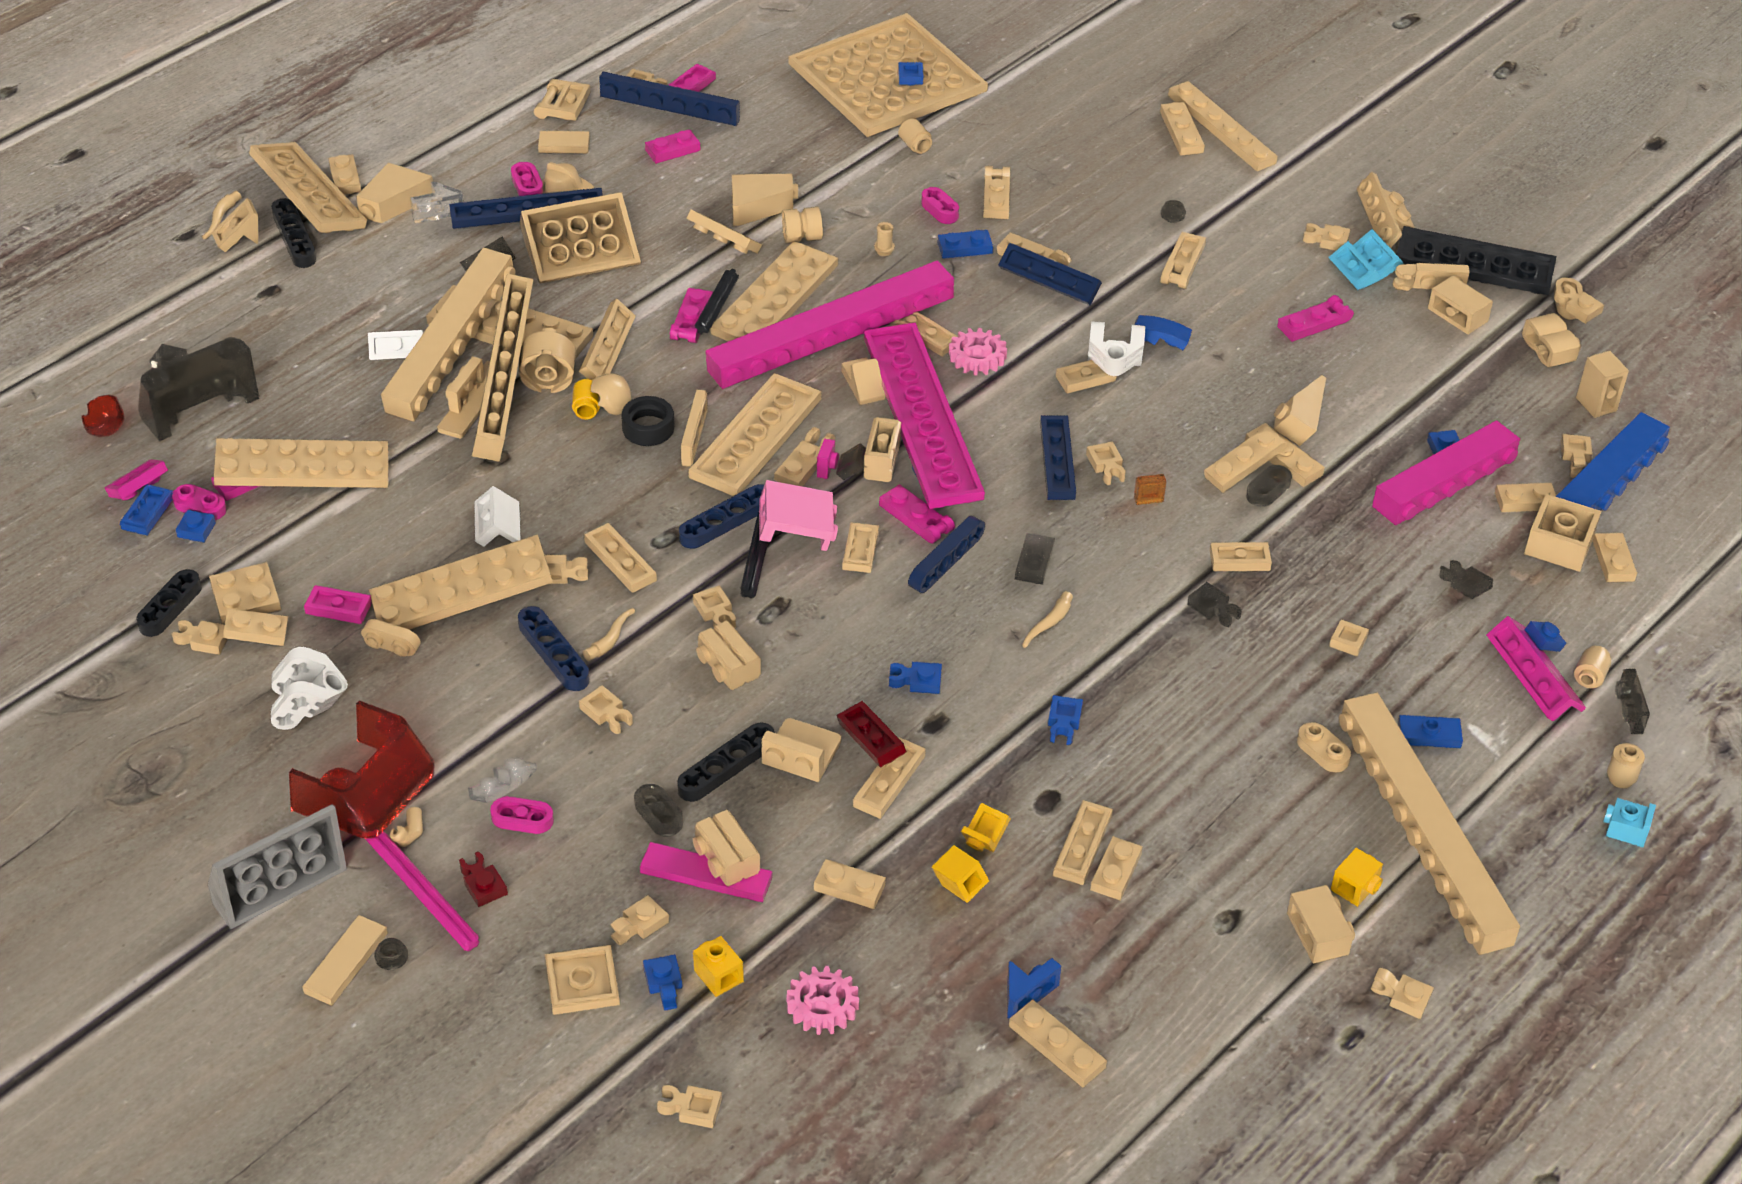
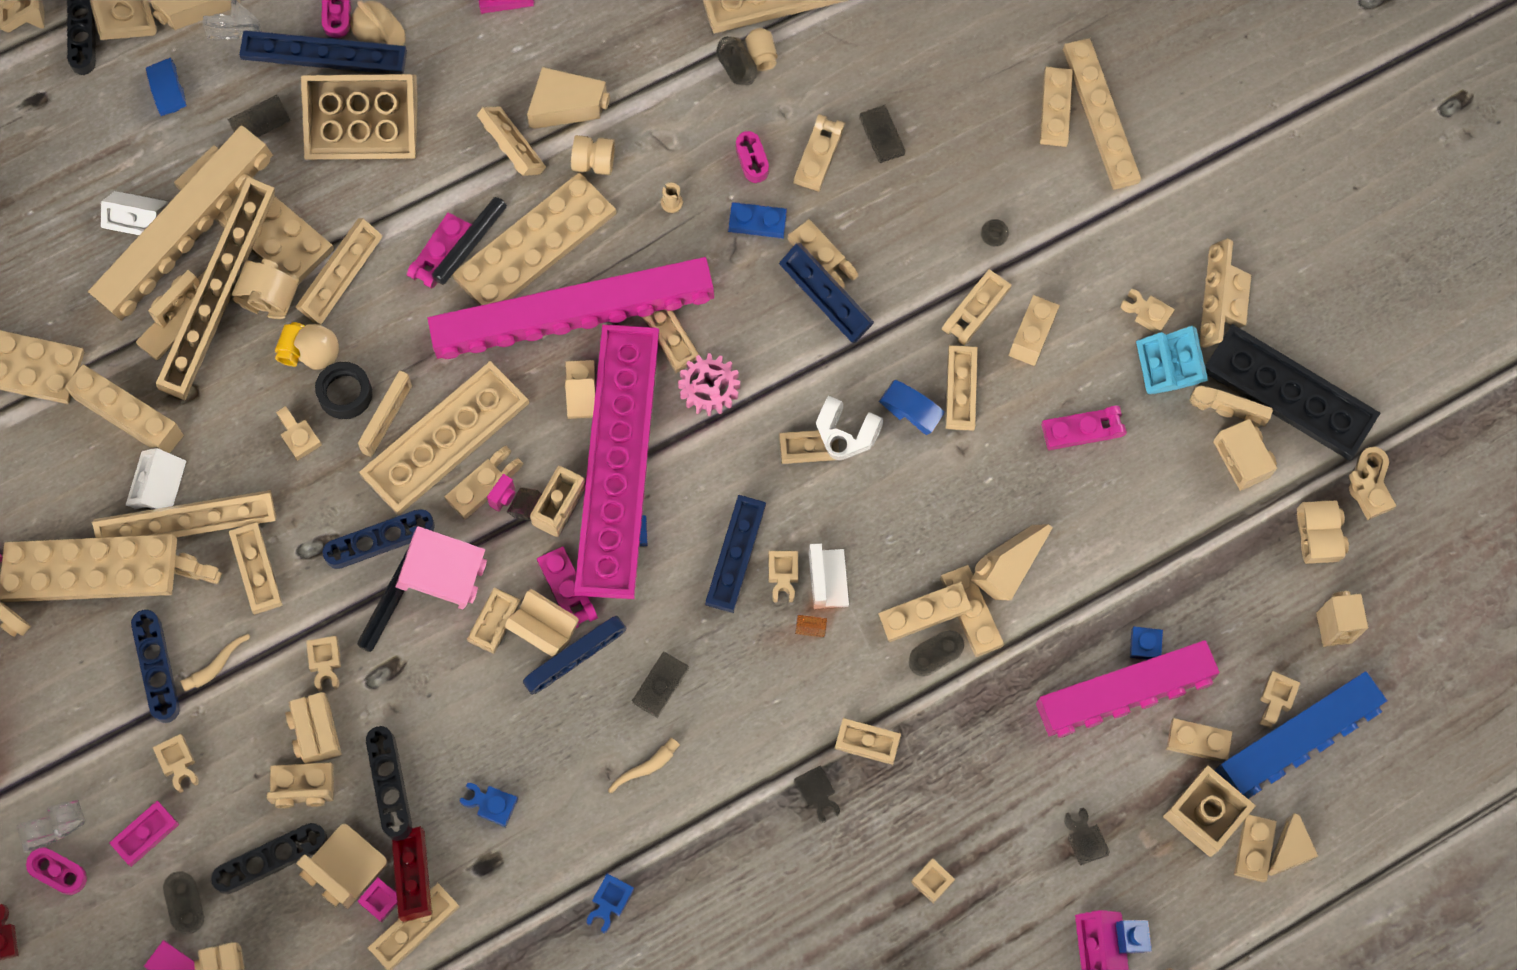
camera: 15 degrees right, 25 degrees up
(393, 255) = (165, 87): none -> blue slope
(445, 471) = (123, 410): none -> tan brick
(552, 530) = (191, 517): none -> tan plate
(597, 768) = (144, 833): none -> dark pink plate
(617, 463) = (298, 437): none -> tan plate
(733, 701) = (301, 784): none -> tan bracket
(823, 674) = (393, 781): none -> black beam
(847, 765) = (379, 900): none -> dark pink plate
(899, 147) = (739, 65): none -> clear smoke plate
(908, 533) = (543, 623): none -> tan panel
(1045, 169) = (882, 134): none -> clear smoke plate
(1144, 455) = (828, 577): none -> white panel
(1198, 312) = (961, 388): none -> tan plate
(1240, 261) = (1034, 330): none -> tan brick
(1647, 544) = (1292, 847): none -> tan slope

